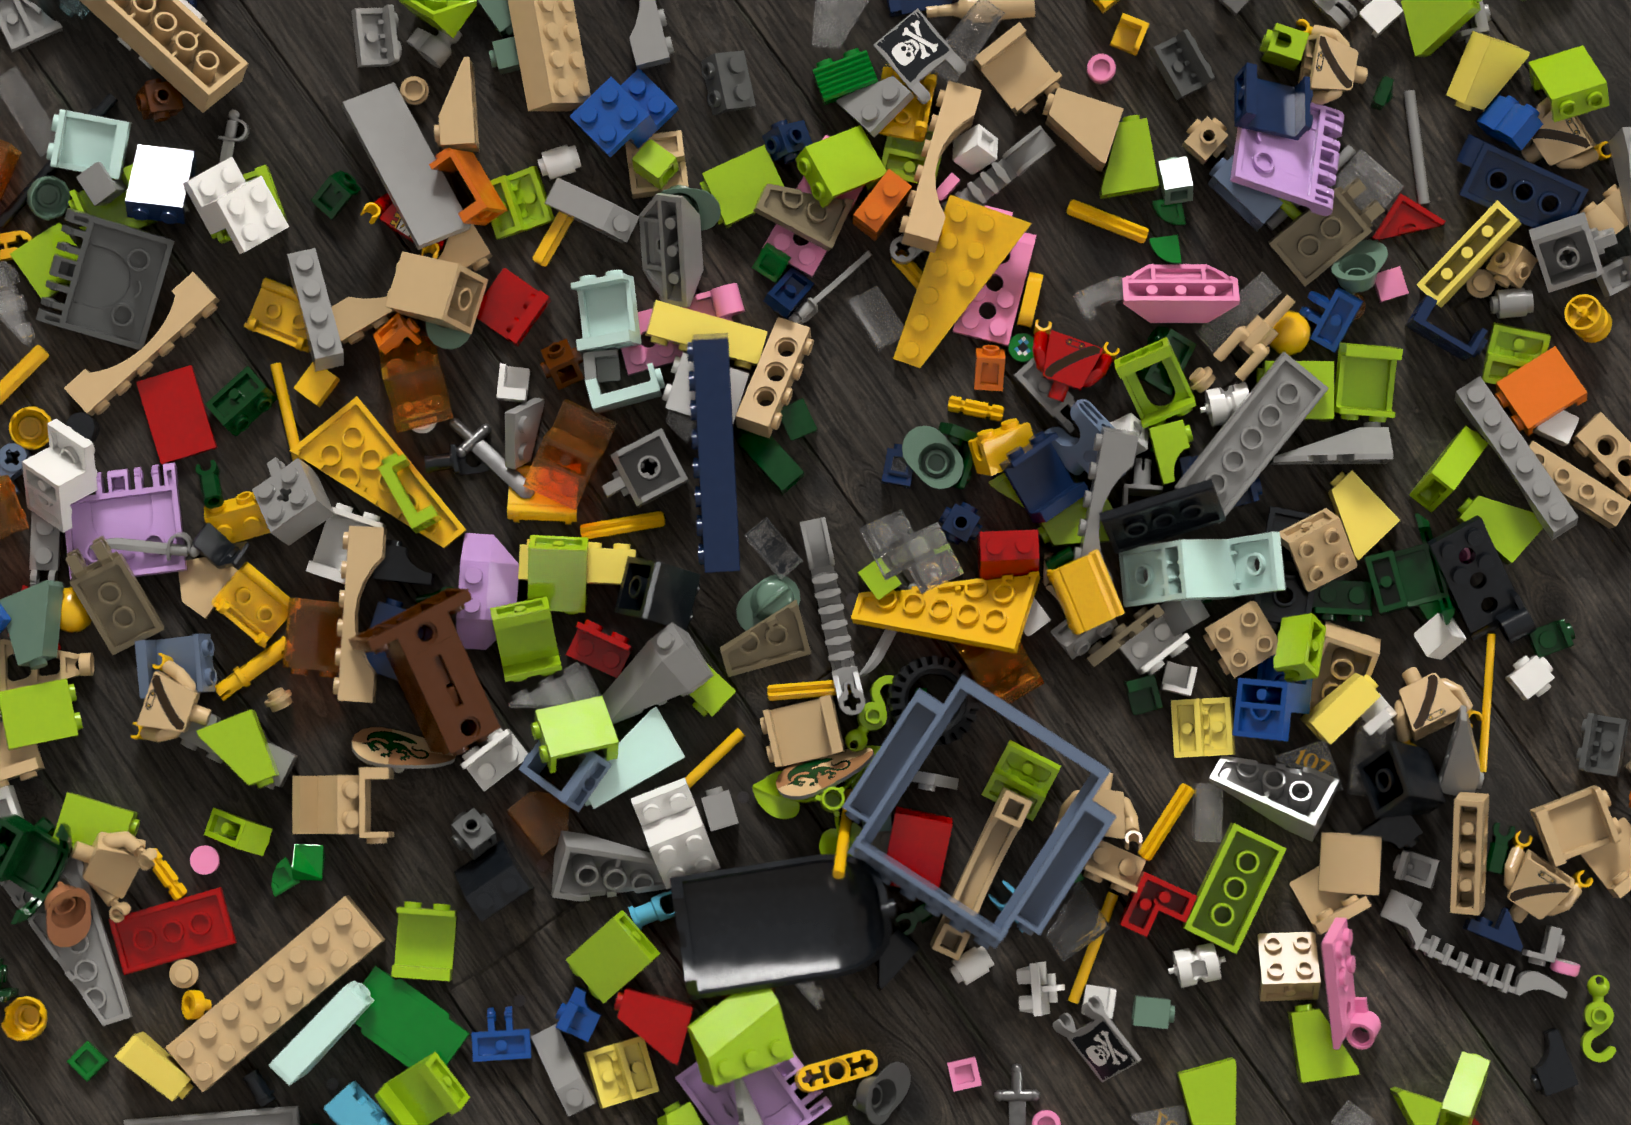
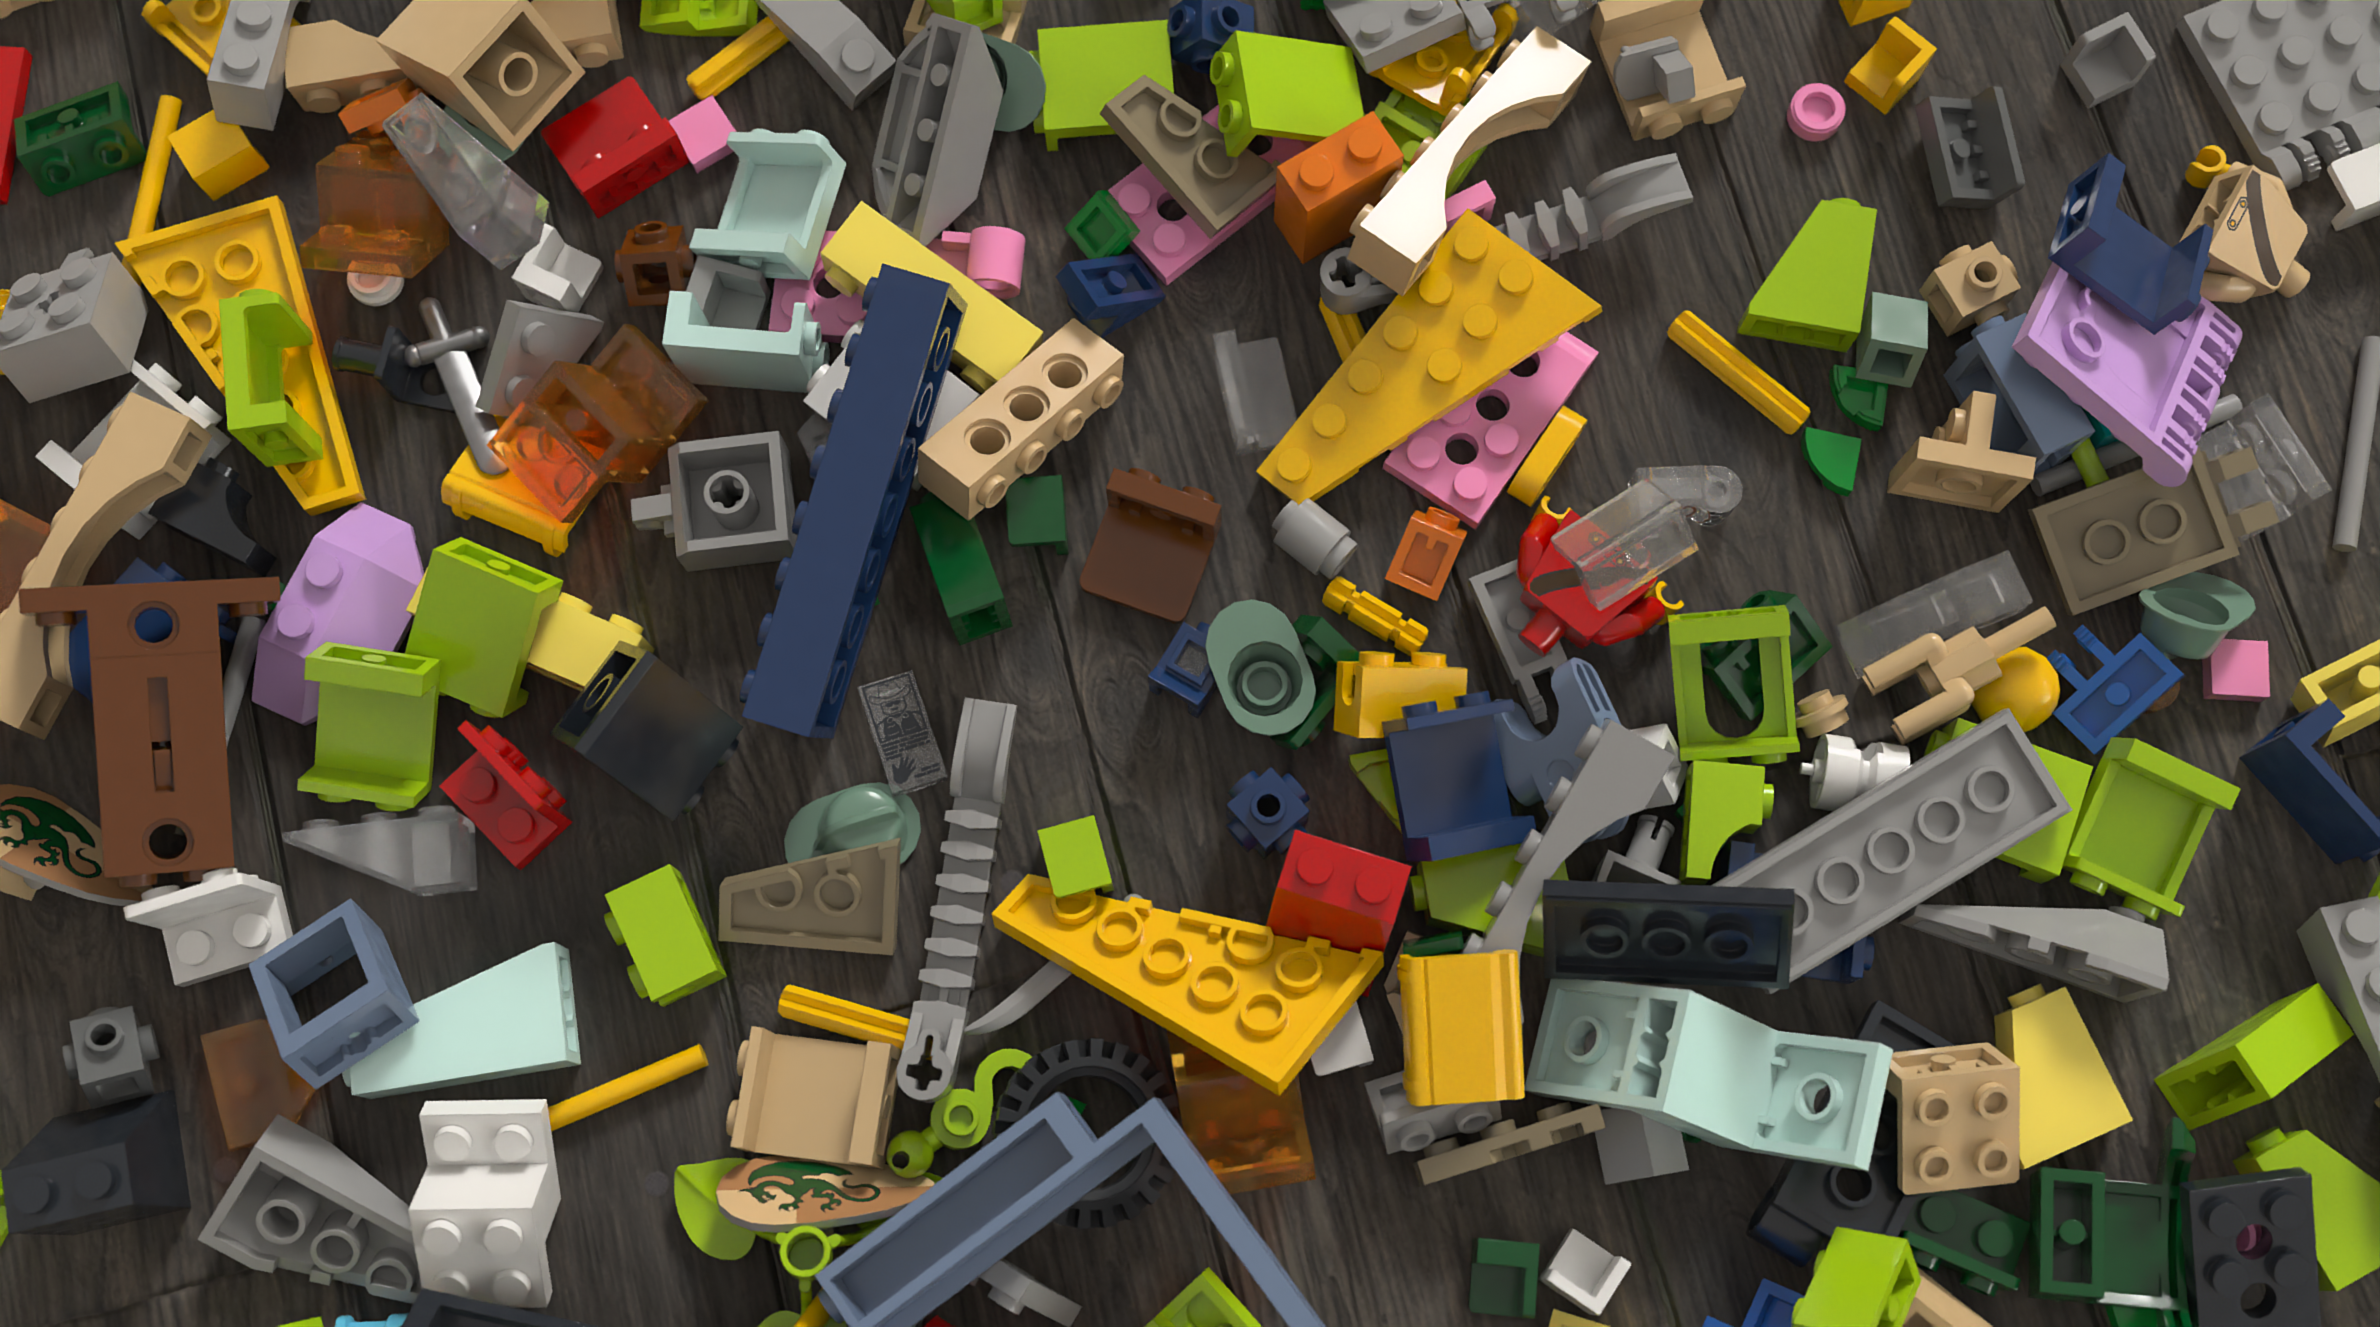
camera: 25 degrees right, 10 degrees down
(464, 362) = (468, 183): none -> clear slope
(552, 283) = (703, 133): none -> bright pink tile
(574, 730) = (374, 926): panel -> none
(622, 525) = (645, 590): yellow axle -> none
(660, 671) = (595, 874): light grey wedge -> none
(719, 808) = (595, 1188): light grey brick -> none
(809, 306) = (1136, 332): light grey sword -> none
(857, 415) = (1151, 545): none -> reddish brown bracket
(921, 552) = (1166, 832): clear bracket -> none
(933, 382) = (1313, 538): none -> light grey brick
(975, 149) = (1541, 164): white panel -> none
(1012, 80) = (1654, 69): none -> light grey piece
(1021, 347) = (1498, 537): green tile -> none
(1082, 338) = (1626, 542): none -> clear panel
(1083, 124) = (1756, 178): tan slope -> none
(1152, 645) = (1554, 1185): white bracket -> none
(1180, 293) = (1834, 543): bright pink wedge -> none
(1227, 235) = (1959, 464): none -> tan bracket
(1242, 639) = (1740, 1240): tan bracket -> none
(1283, 46) = (2173, 172): lime brick -> none
(1383, 93) = (2327, 323): dark green tile -> none
(1406, 218) = (2305, 562): red tile -> none

